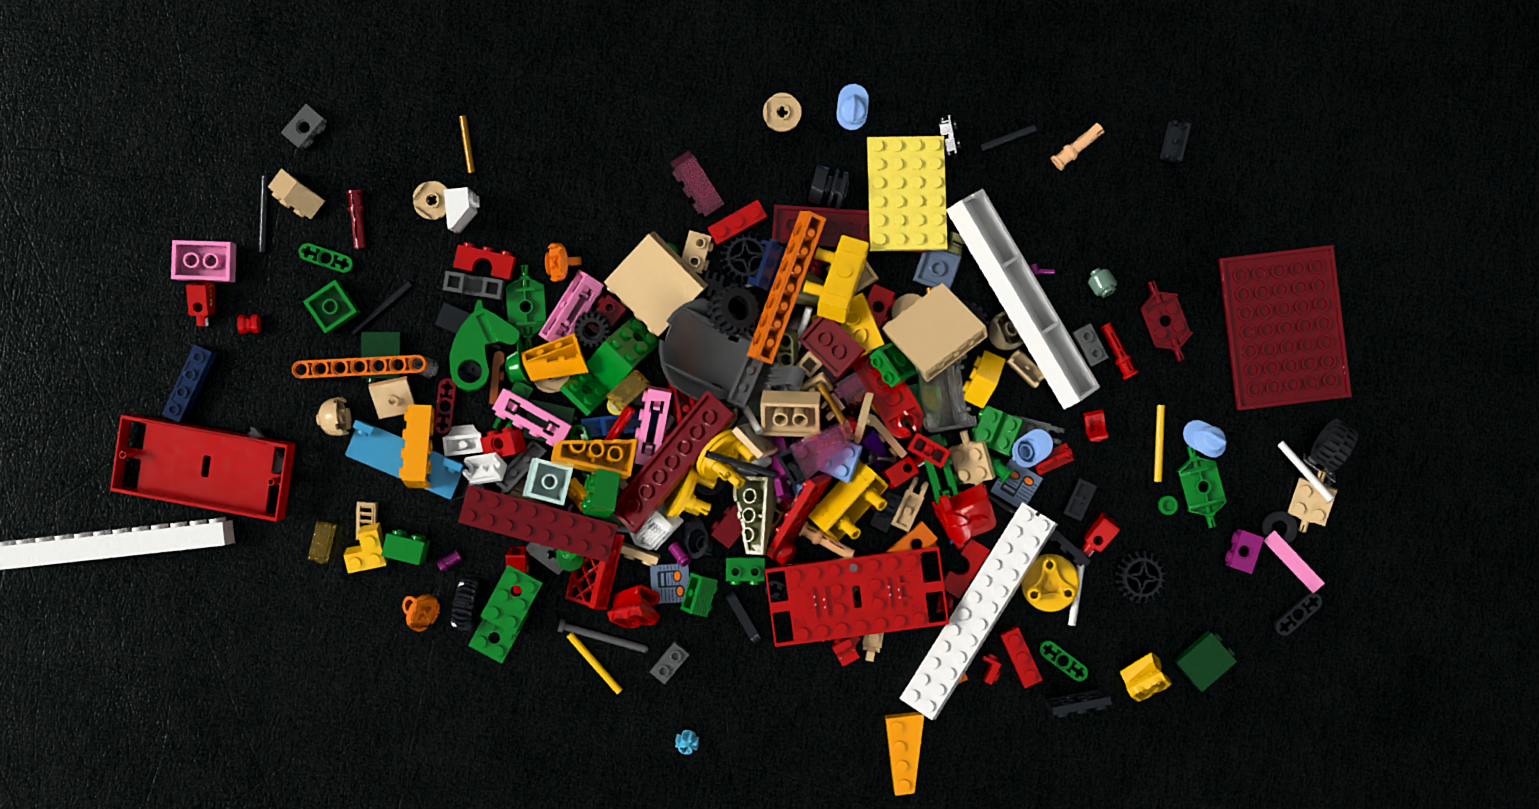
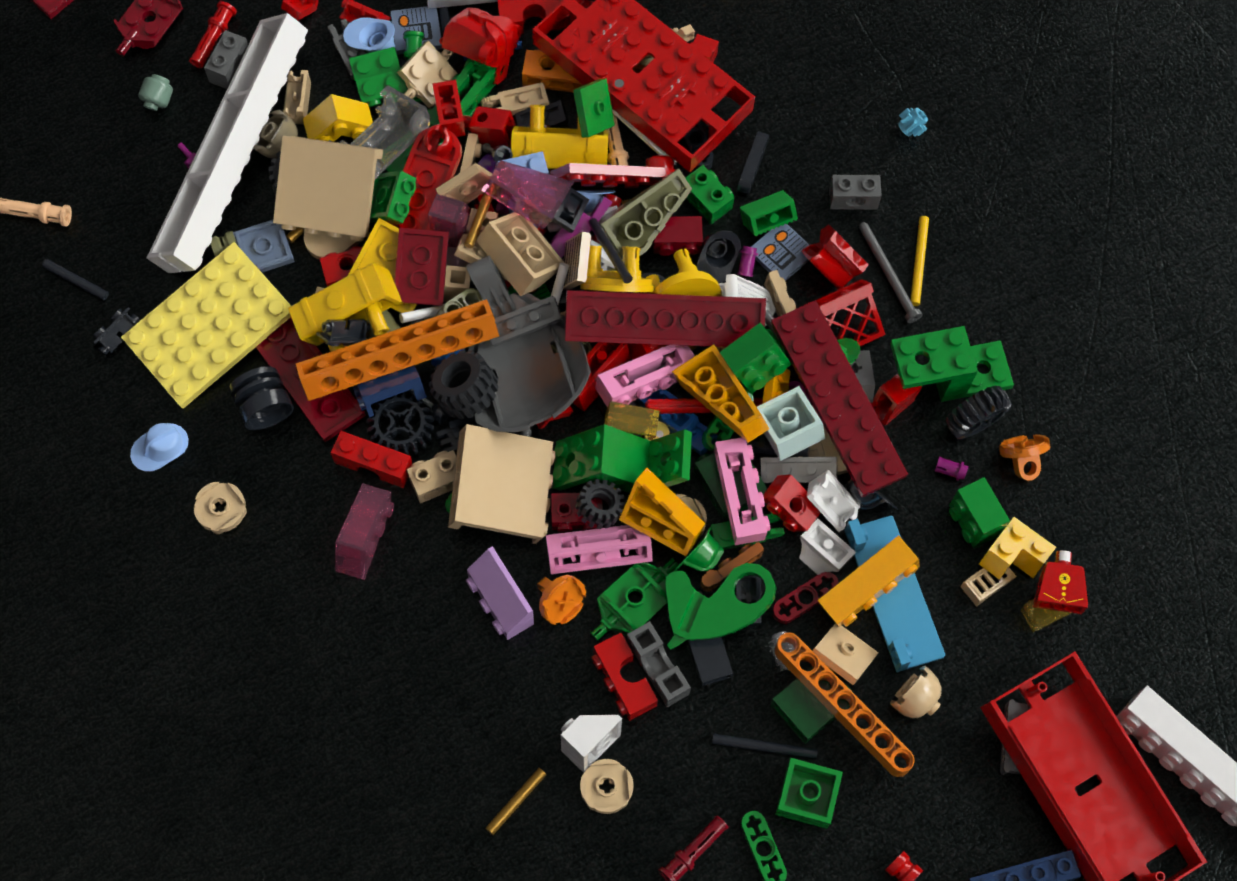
camera: 130 degrees left, 20 degrees down
(321, 552) = (1062, 586): none -> red torso
(590, 229) = (499, 594): none -> lavender slope
(822, 260) = (336, 333): none -> black hinge
(848, 537) = (594, 107): none -> green plate

